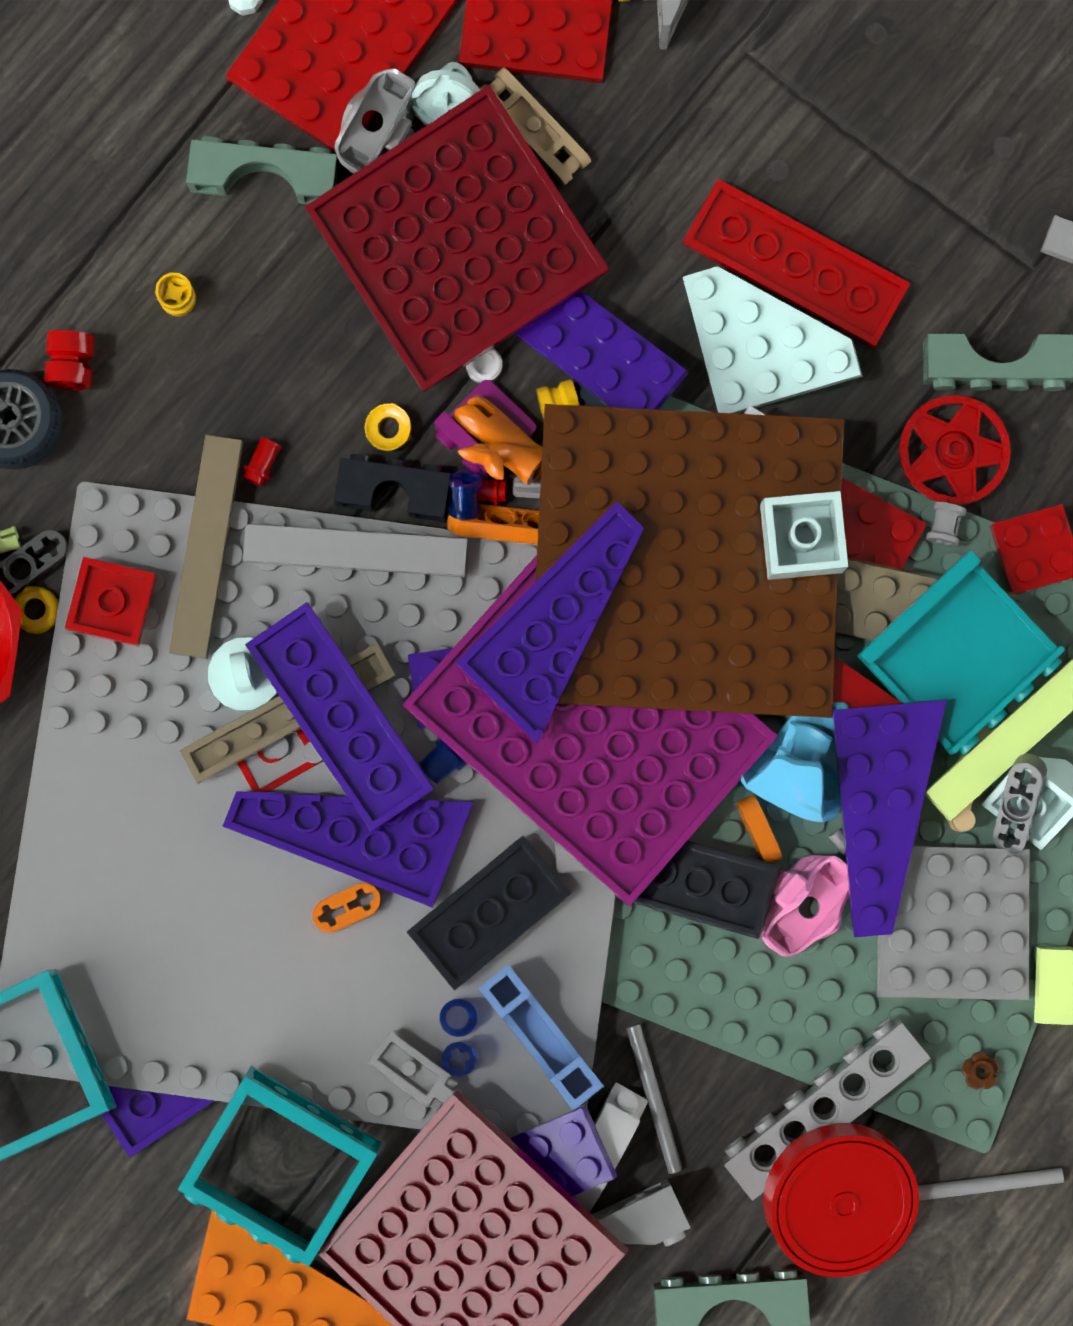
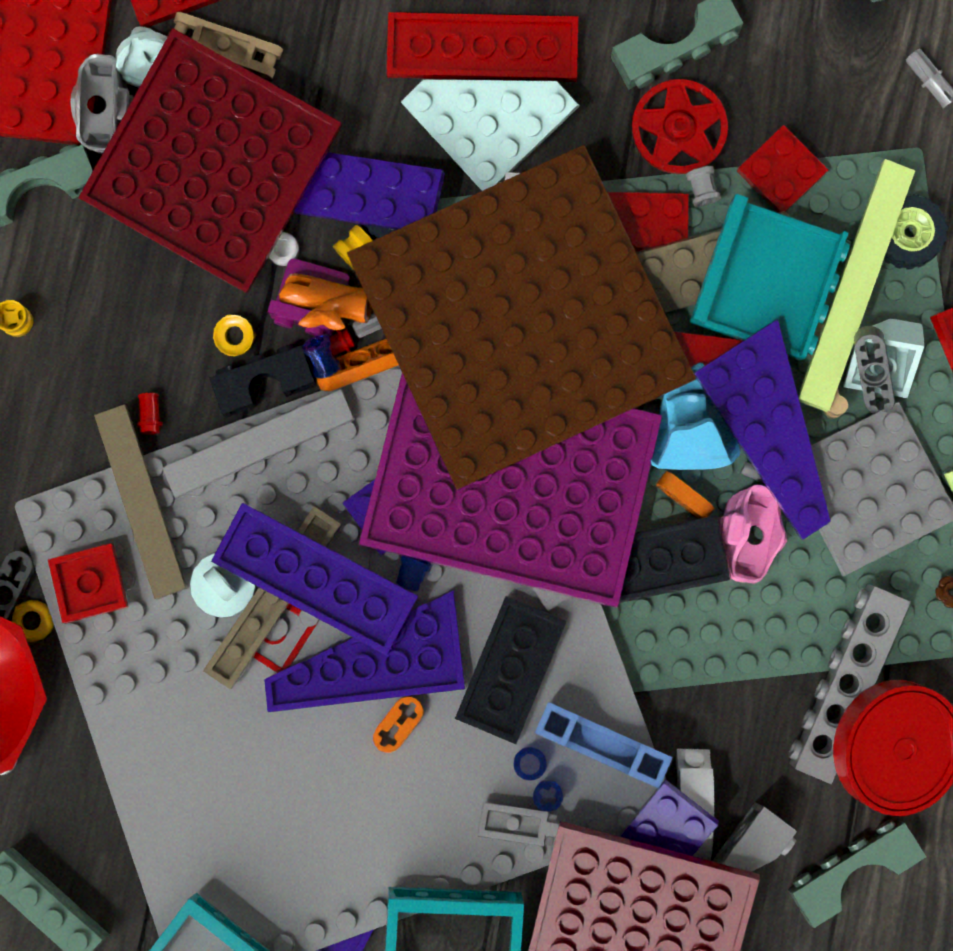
camera: 25 degrees left, 0 degrees up
(540, 639) = (439, 438): dark purple wing -> none
(654, 1099) = (713, 745): light grey bar -> none
(804, 535) = (602, 248): light aqua brick -> none

